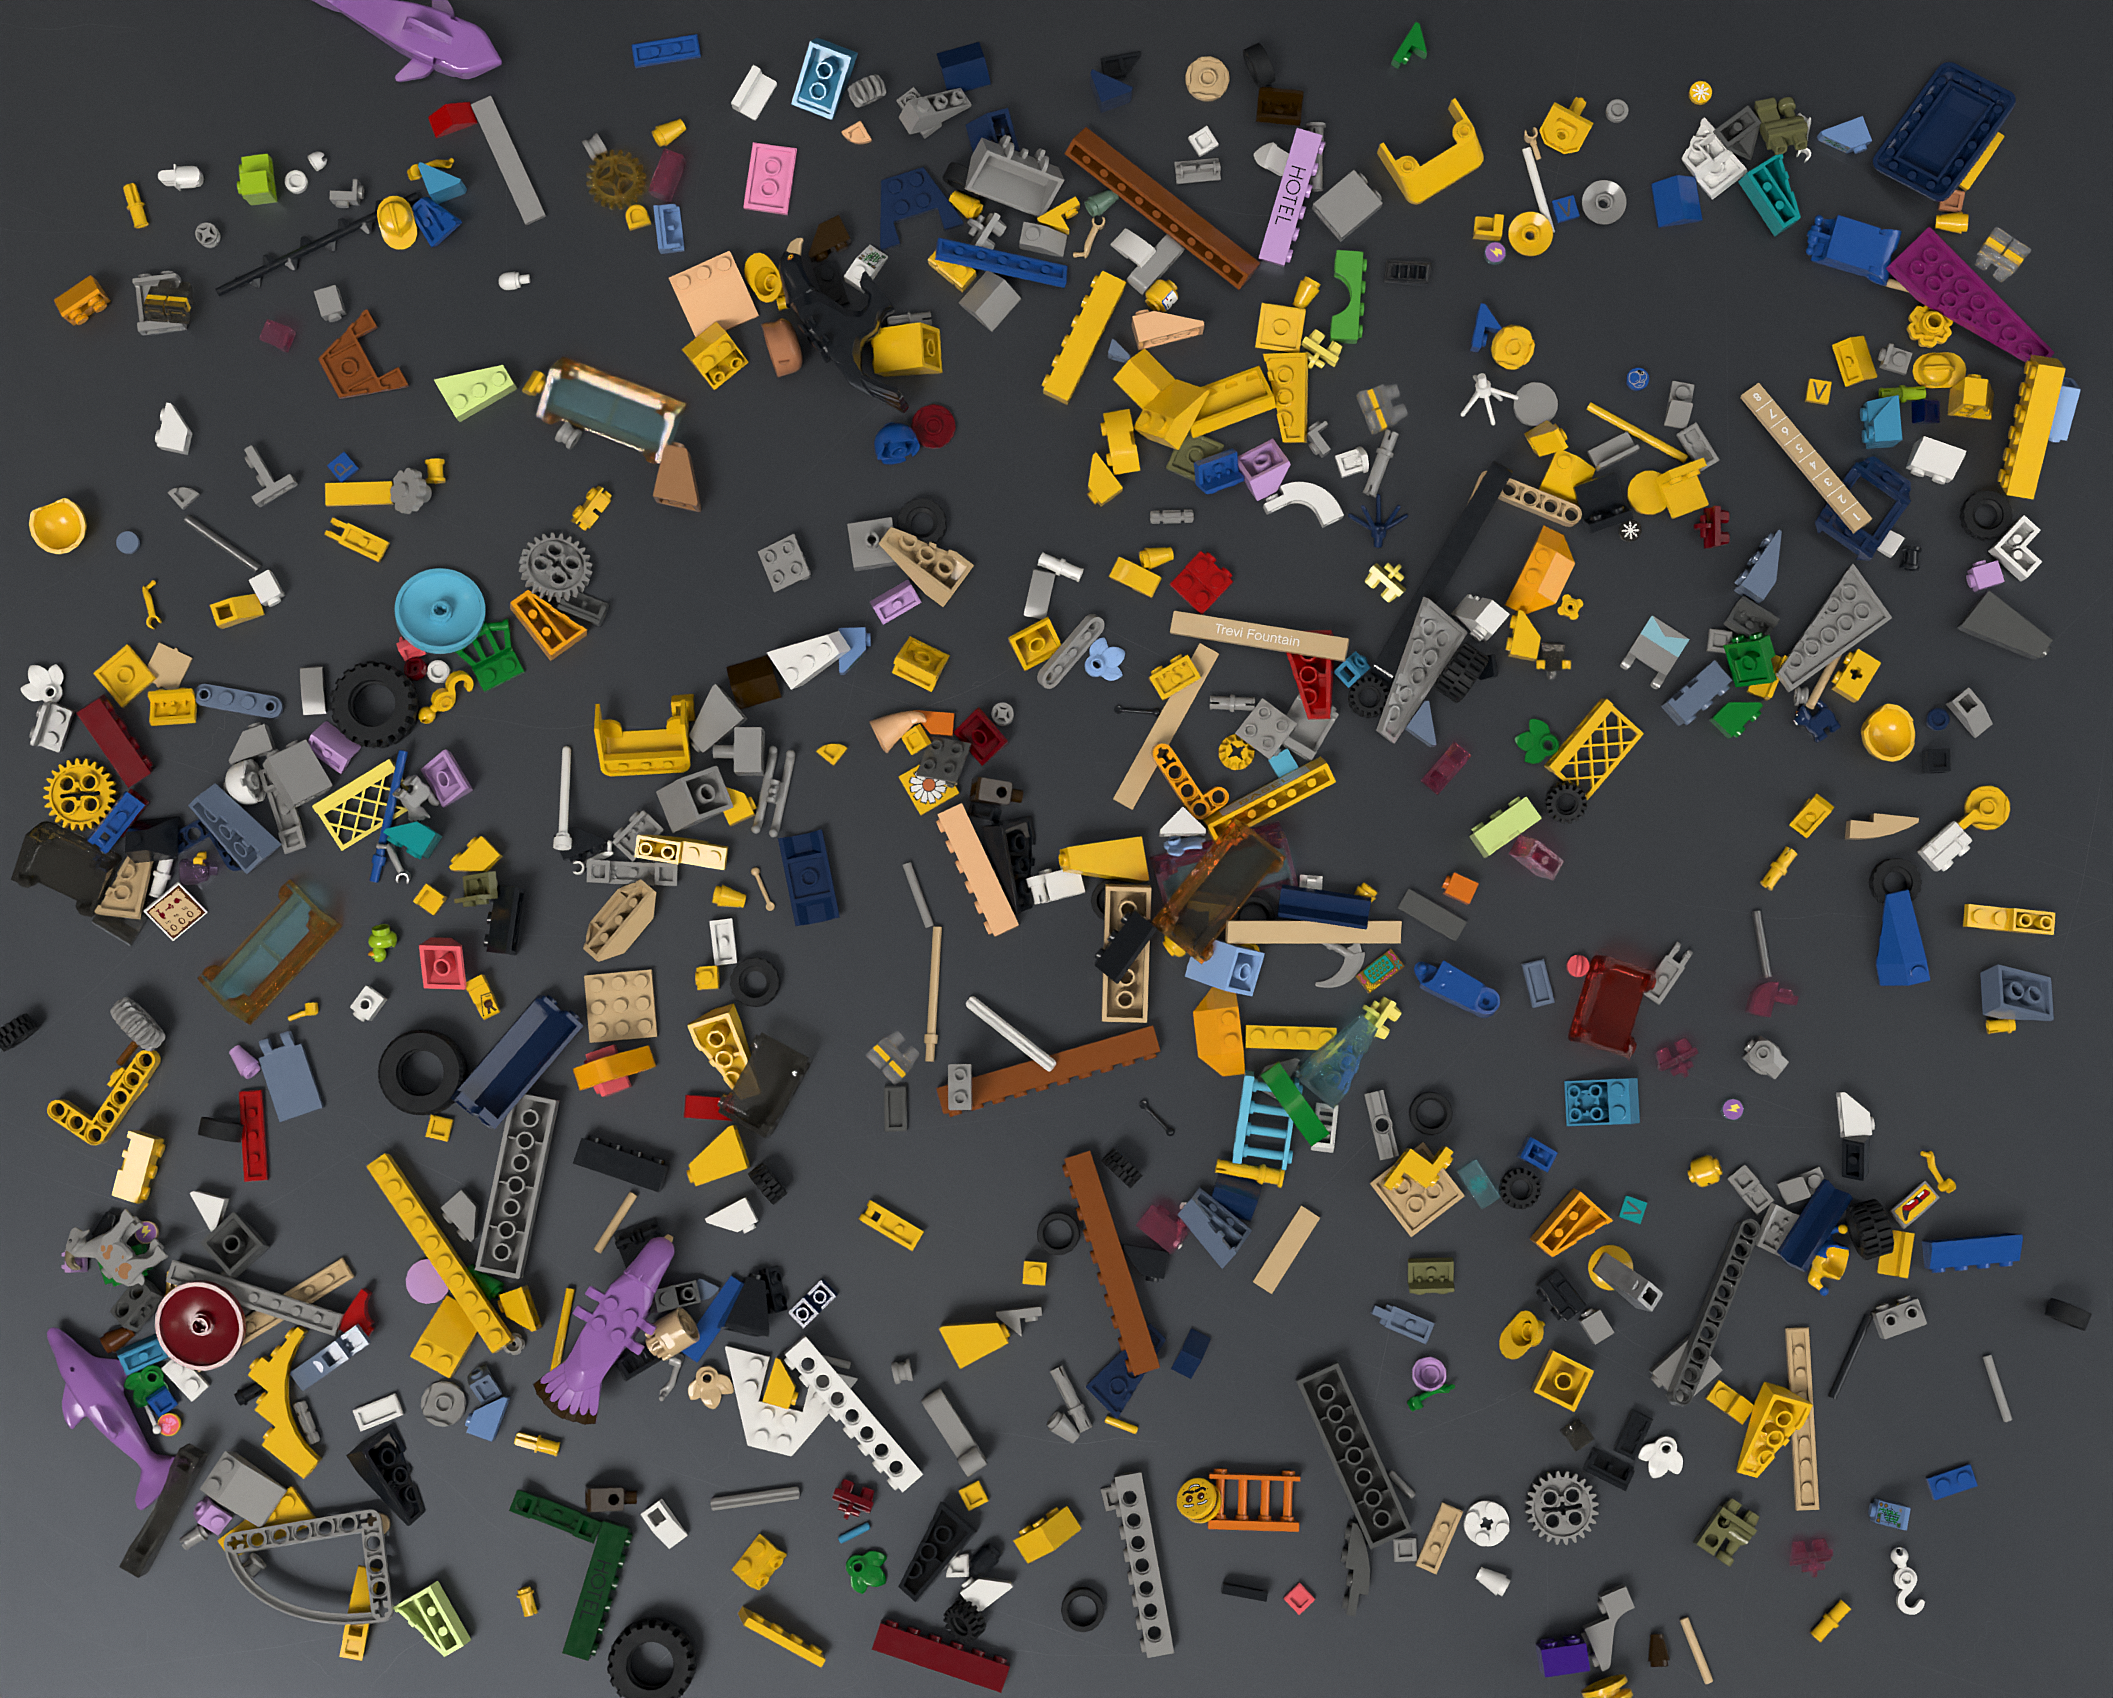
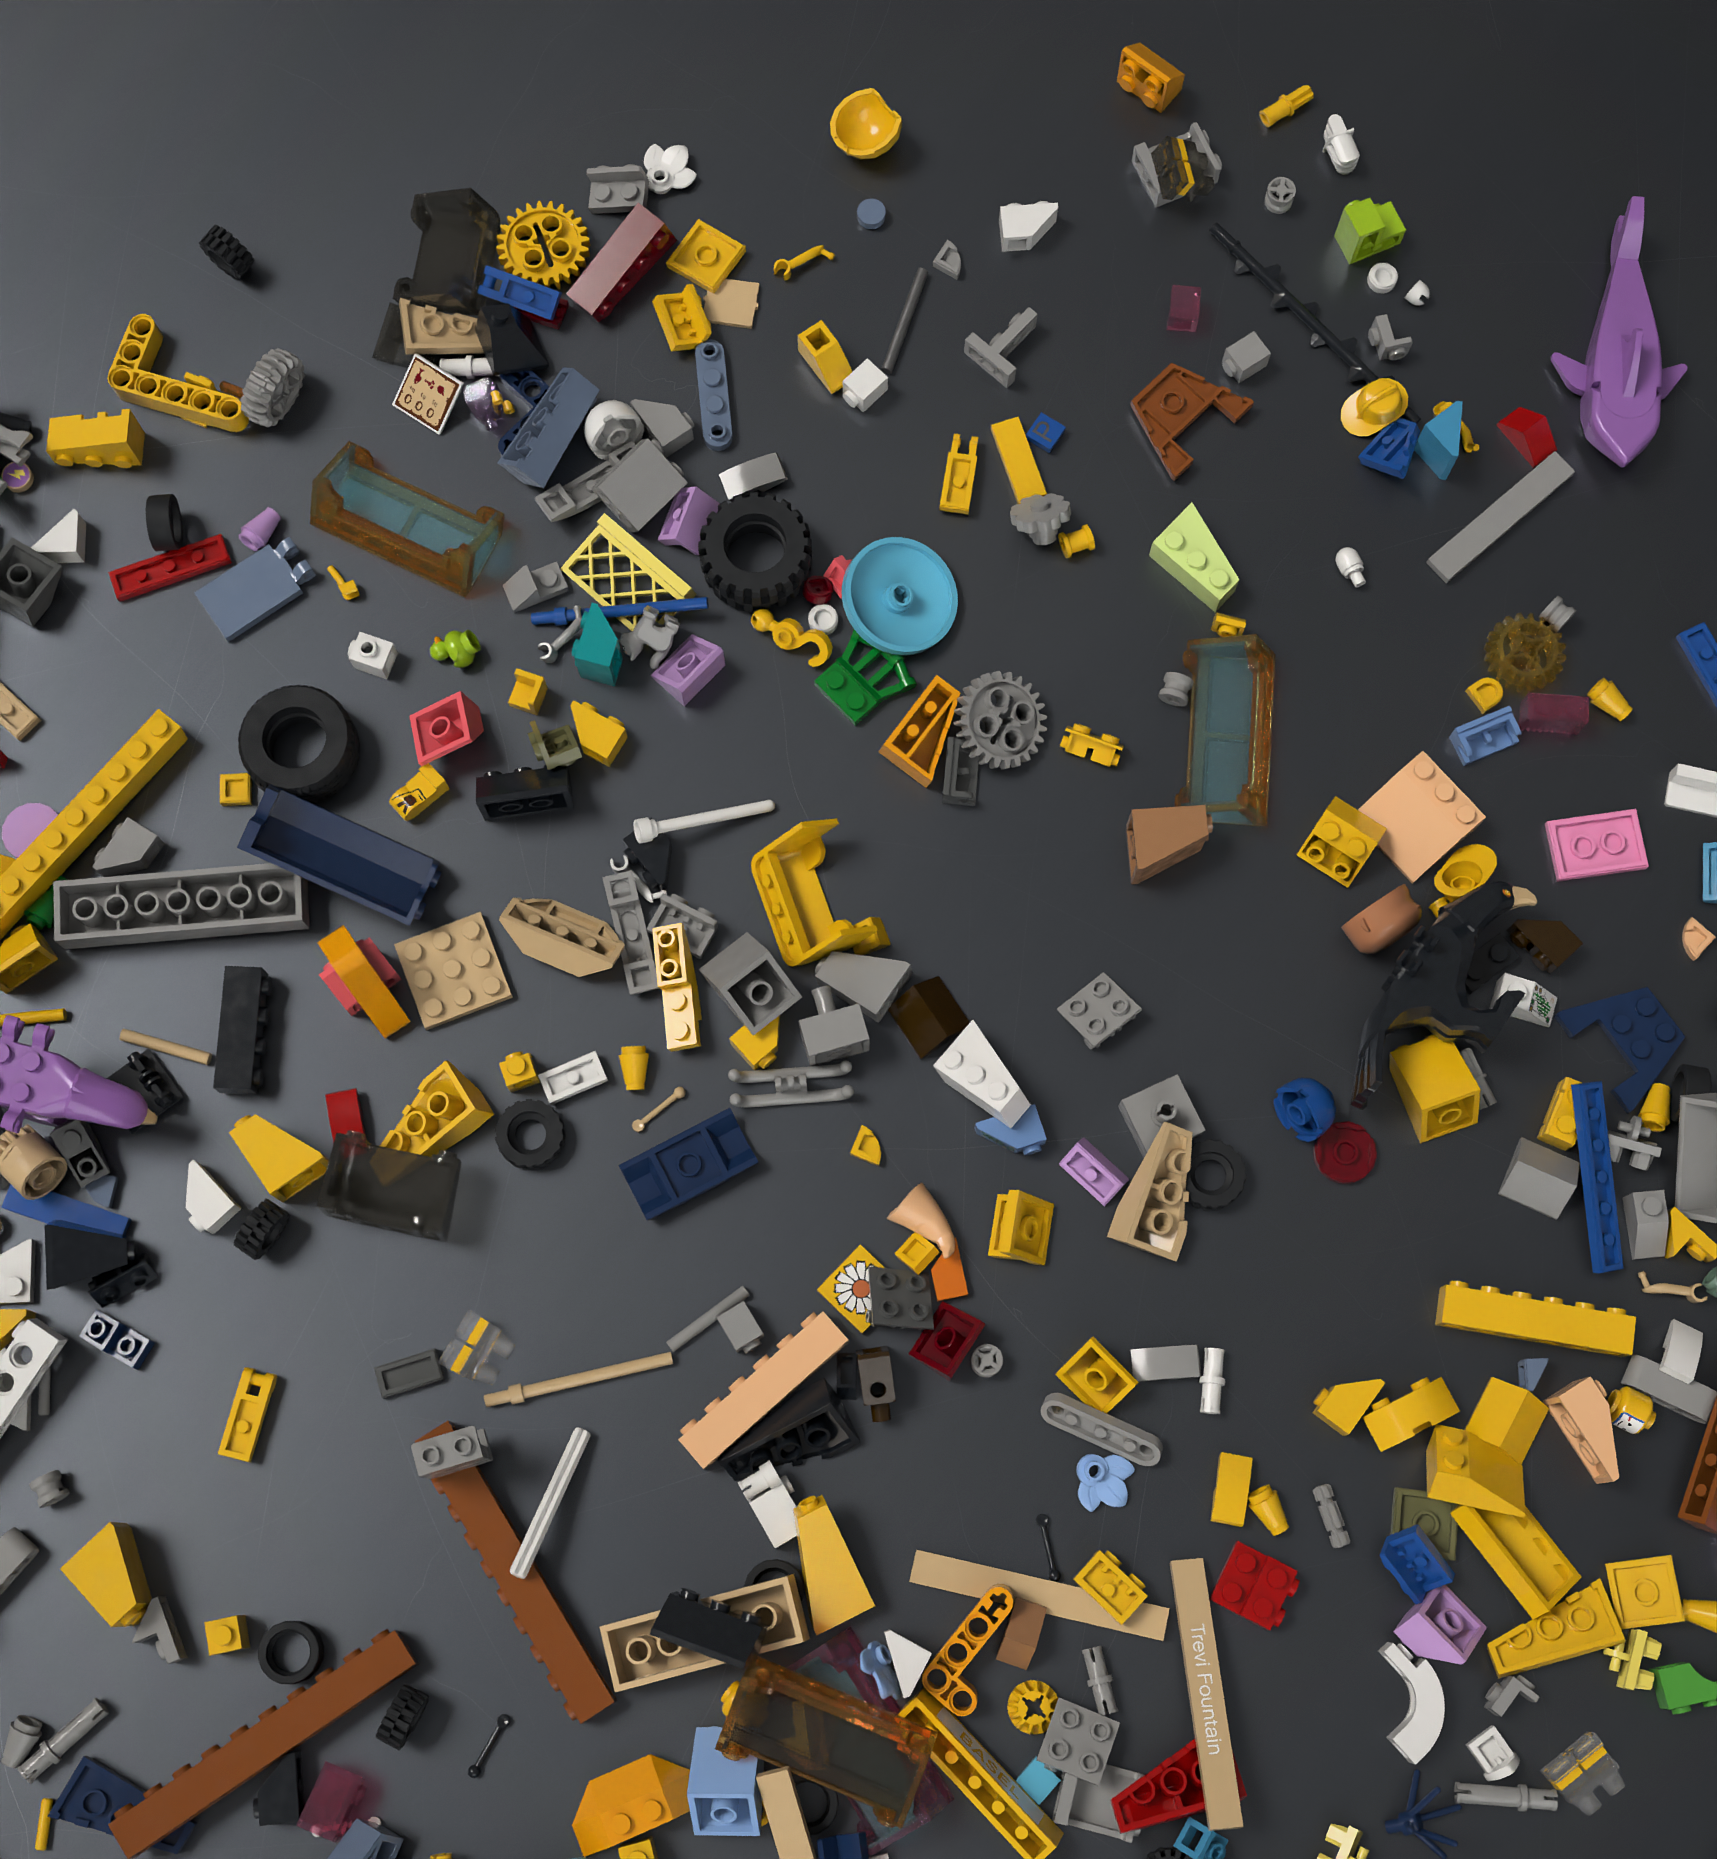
camera: 75 degrees right, 10 degrees down
(349, 872) = (534, 587): none -> light grey slope
(932, 873) = (741, 1328): none -> light grey brick
(1187, 745) = (1021, 1633): none -> medium nougat slope

